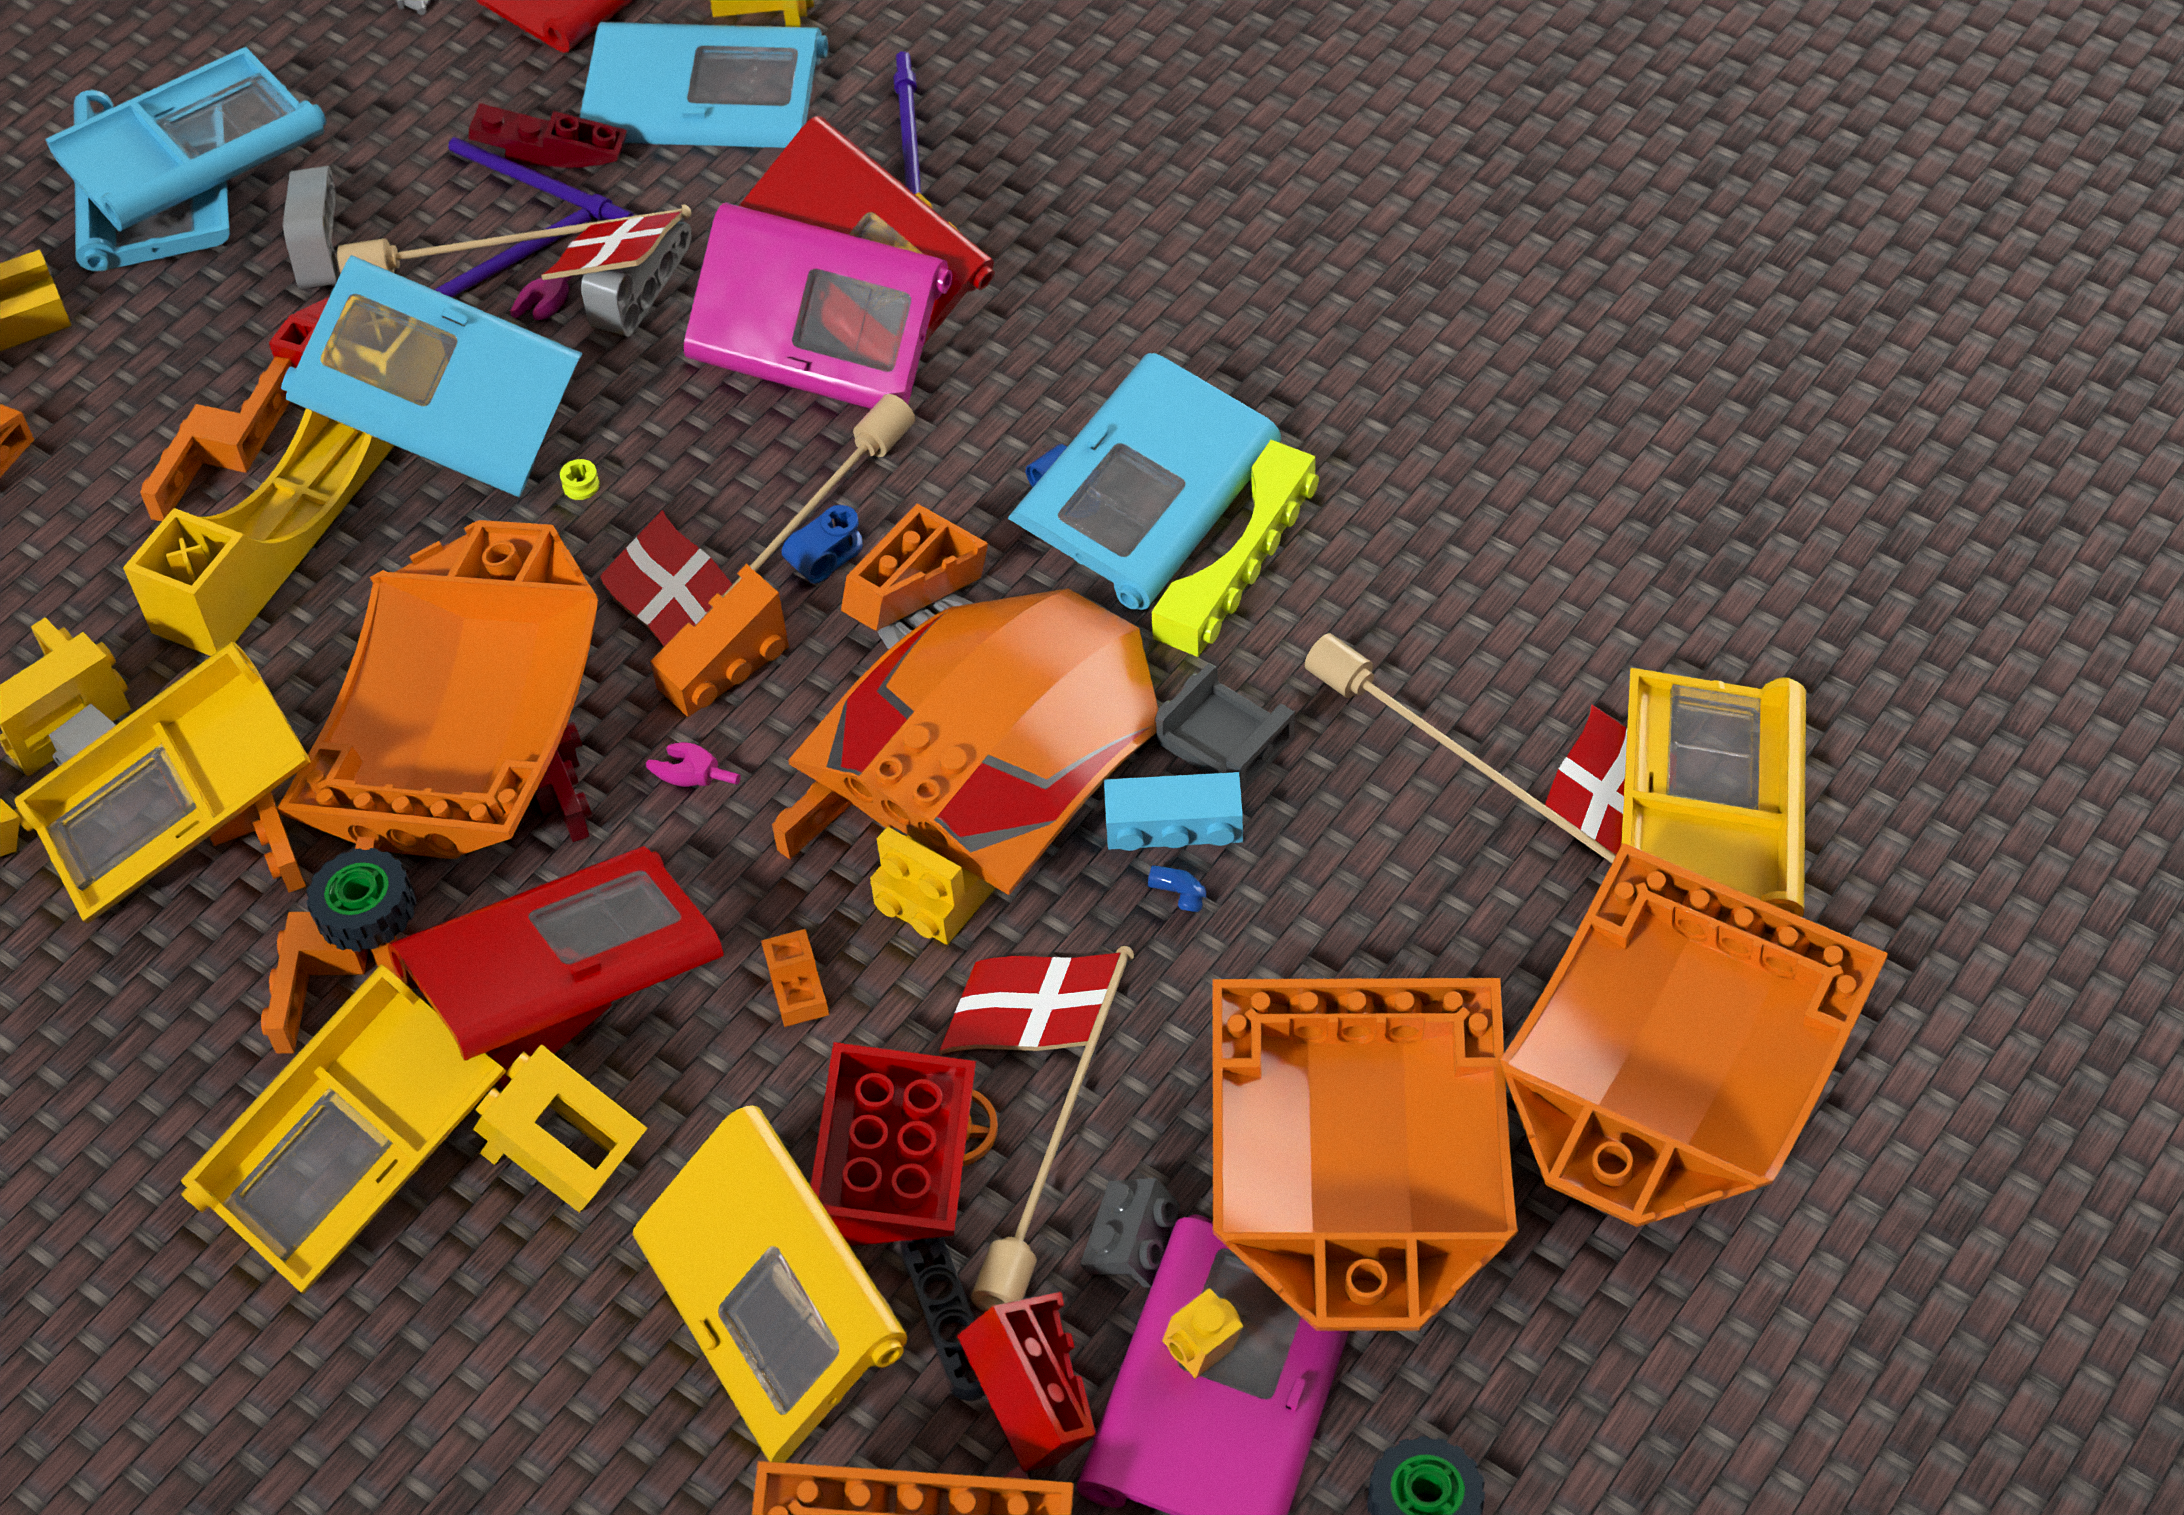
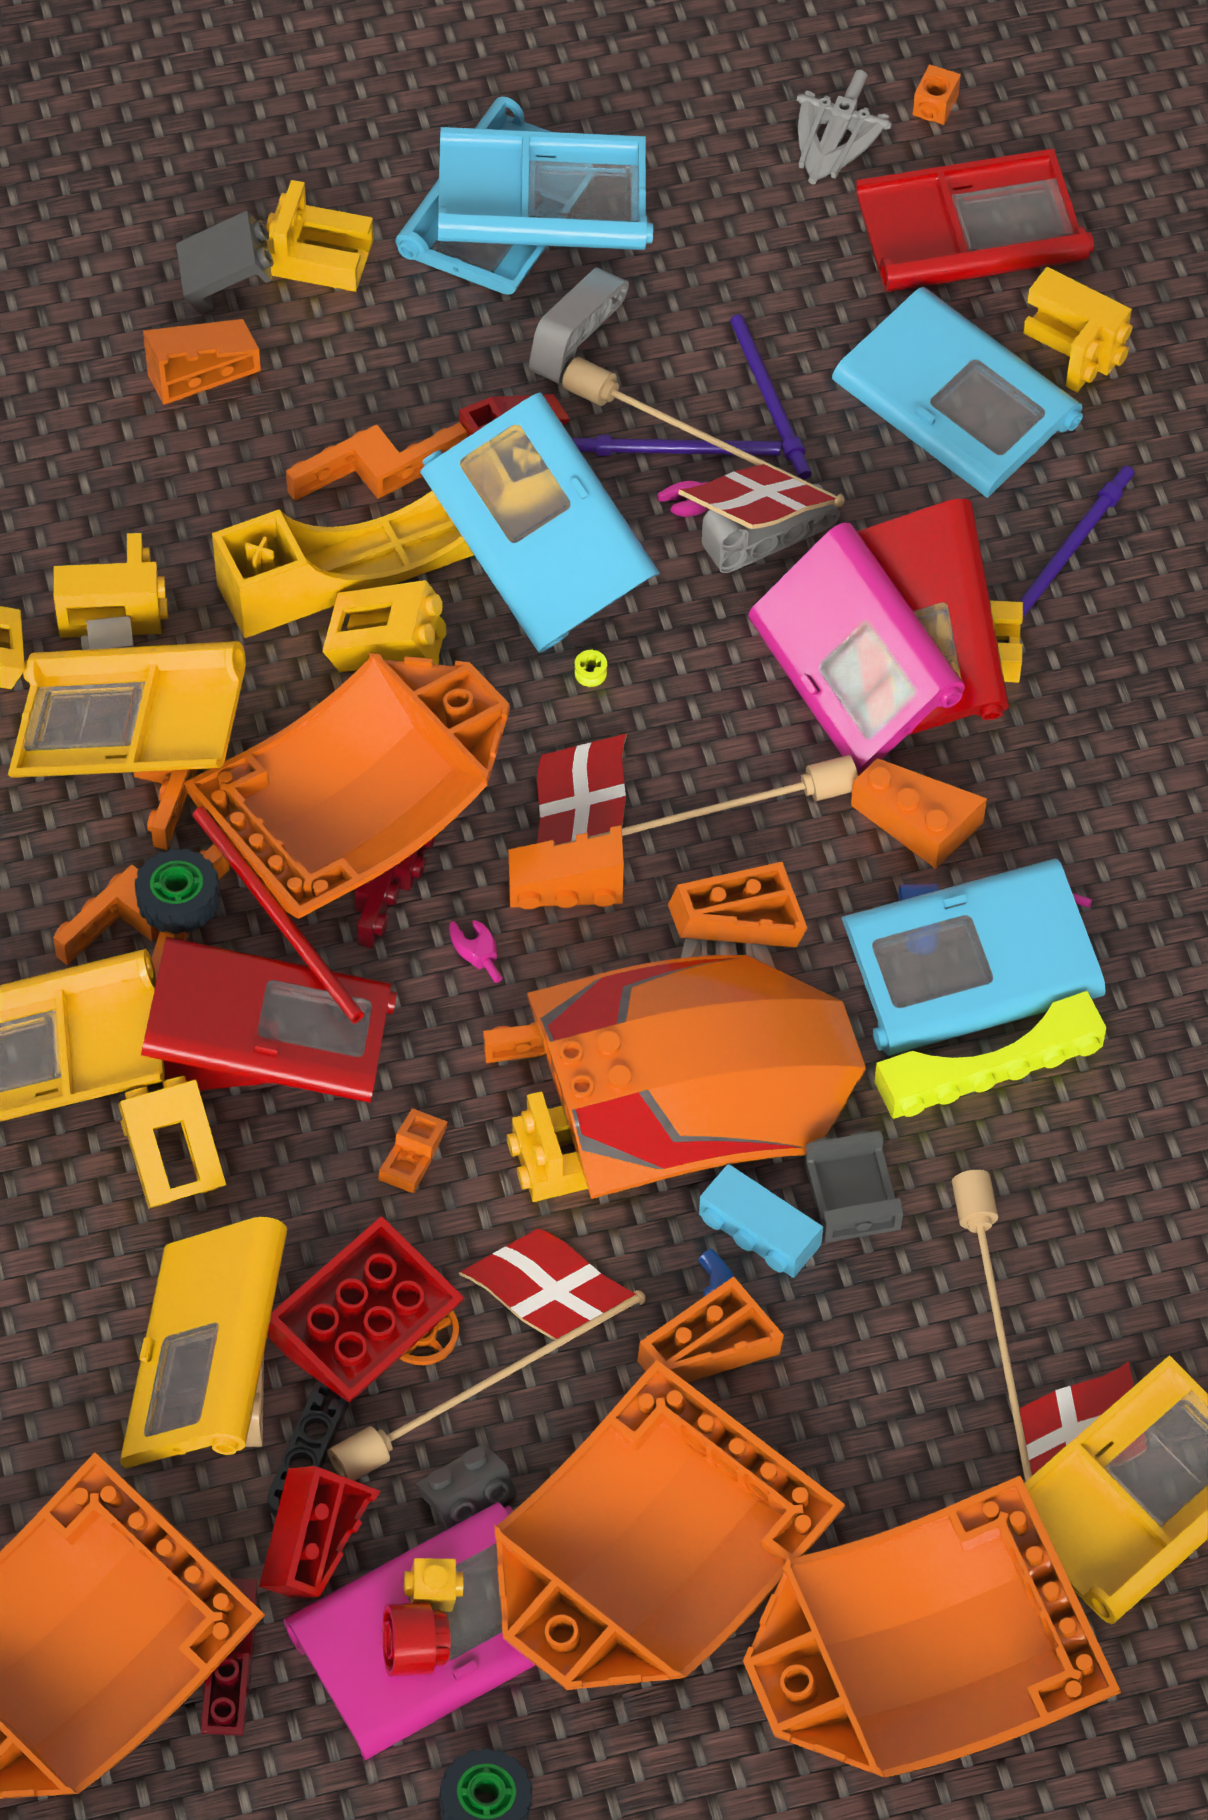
camera: 35 degrees right, 5 degrees up
(350, 548) = (385, 621): none -> yellow brick
(482, 854) = (278, 915): none -> red piece
(560, 142) = (802, 366): dark red slope -> none
(821, 548) = (706, 843): blue piece -> none
(981, 402) = (917, 809): none -> orange wedge
(1232, 1397) = (414, 1639): none -> red piece
(1233, 929) = (713, 1335): none -> orange wedge

